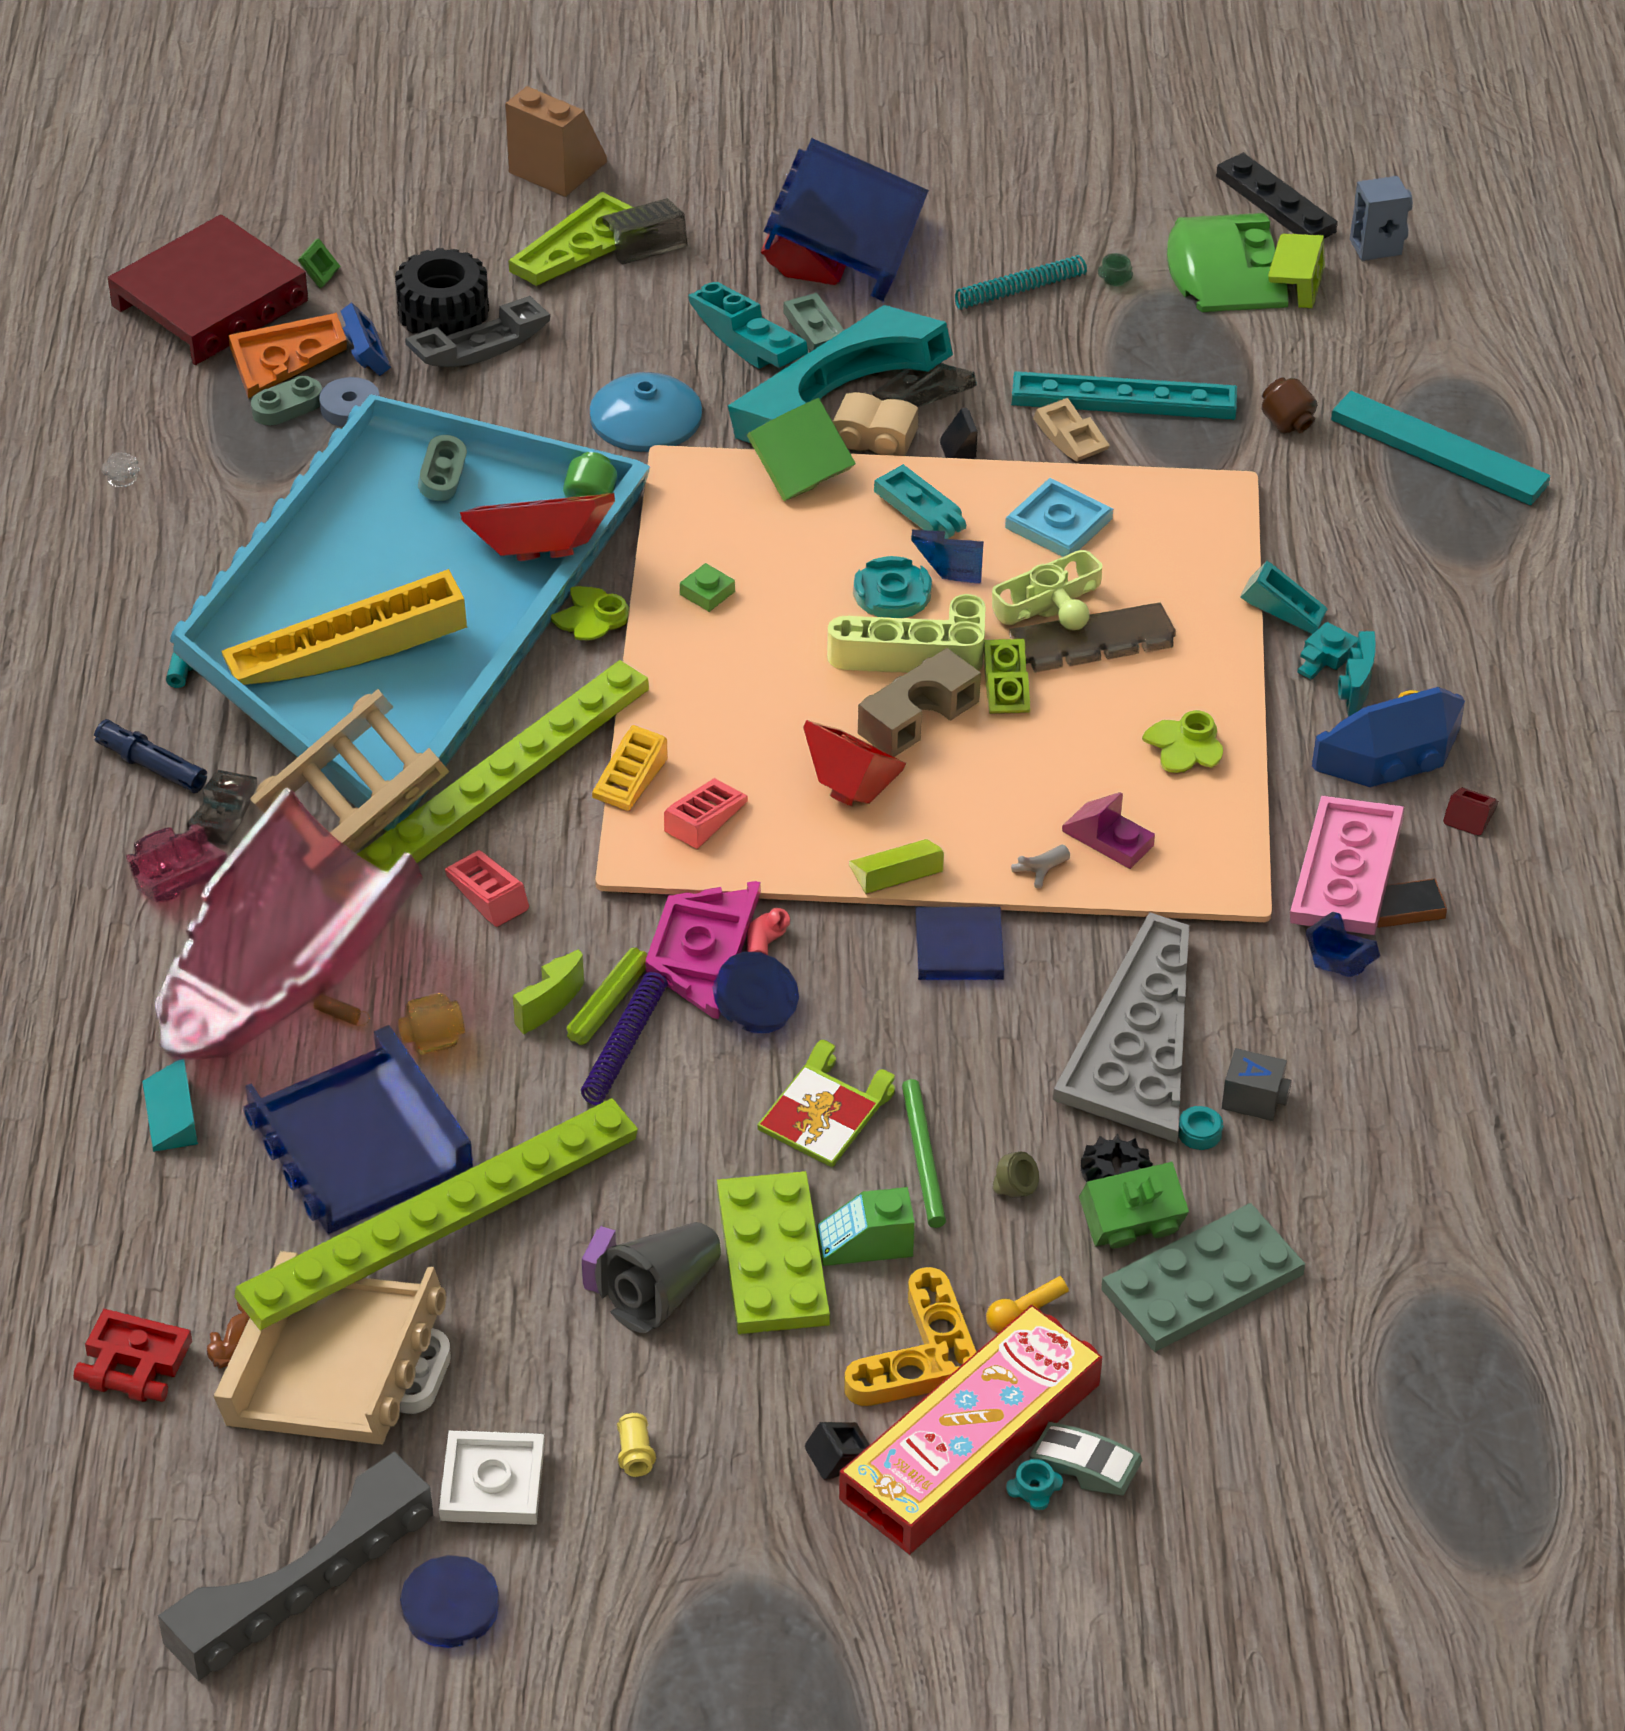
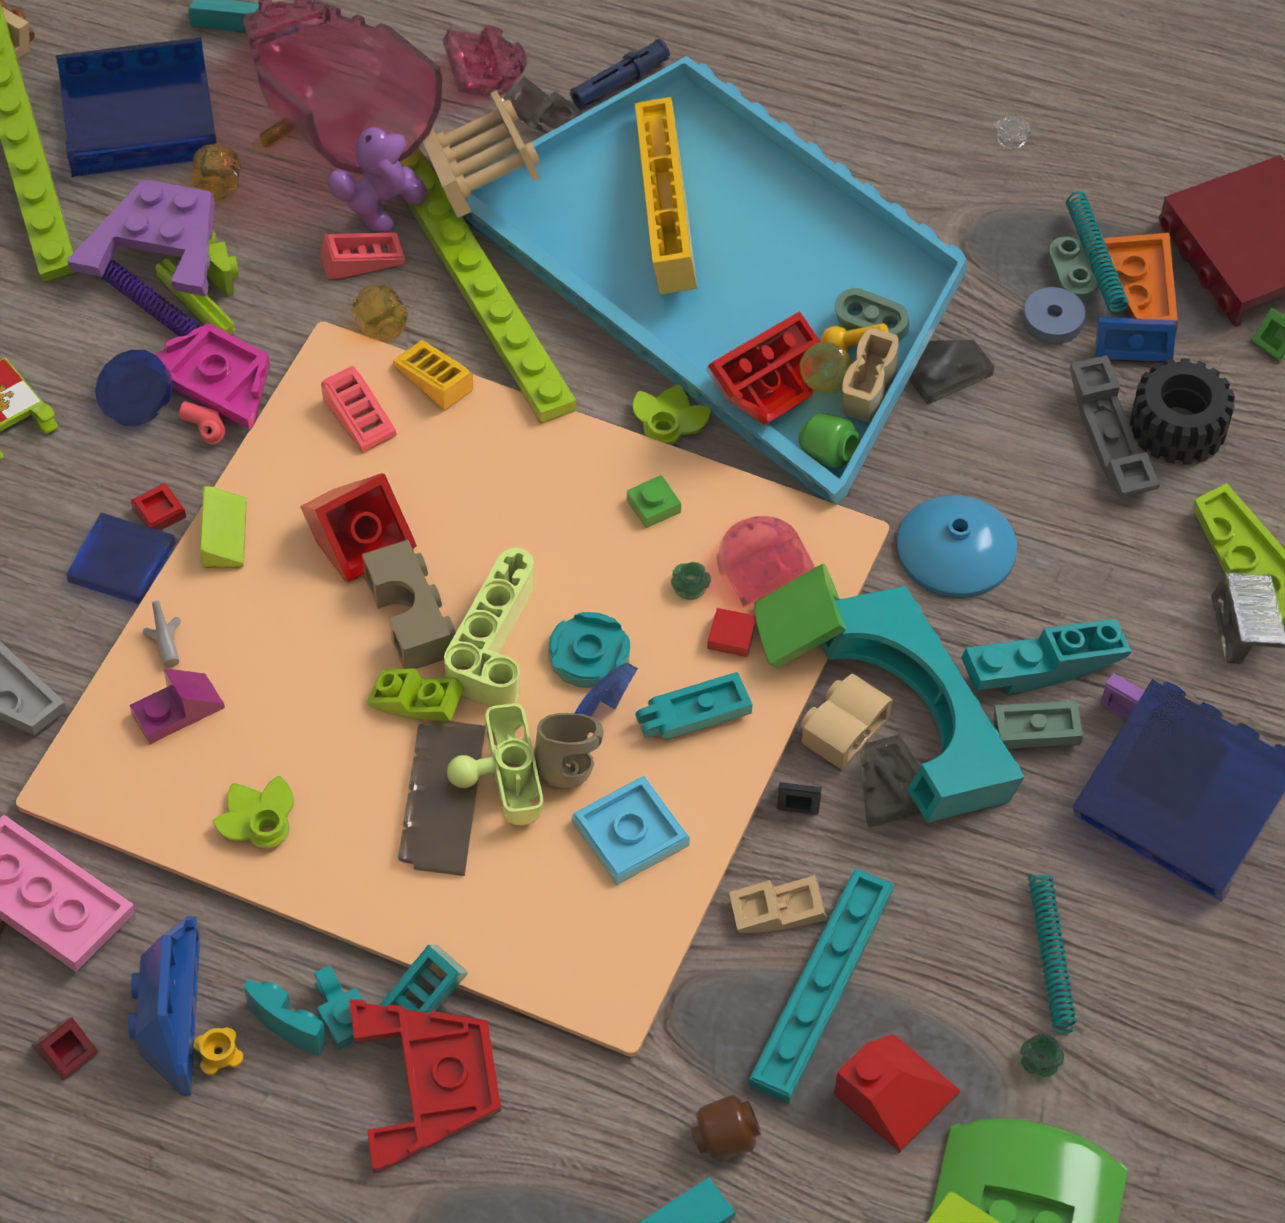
camera: 110 degrees right, 10 degrees up
(275, 376) = (1104, 252): none -> teal piece
(415, 823) = (383, 179): none -> medium lavender animal
(472, 493) = (846, 339): none -> yellow bar
(518, 450) = (870, 374): none -> tan brick
(520, 480) = (816, 361): none -> clear yellow head
(538, 1020) = (156, 220): none -> medium lavender wing
(570, 835) = (379, 312): none -> clear yellow head
(740, 500) = (761, 556): none -> clear pink slope
(765, 279) = (1120, 696): none -> medium lavender tile
(785, 541) = (690, 588): none -> clear green plate
(826, 505) = (731, 632): none -> red tile
(885, 938) = (158, 508): none -> red tile
(1020, 557) = (564, 740): none -> dark tan helmet
(1192, 339) = (893, 1090): none -> red slope
(1354, 563) = (447, 1076): none -> red wing

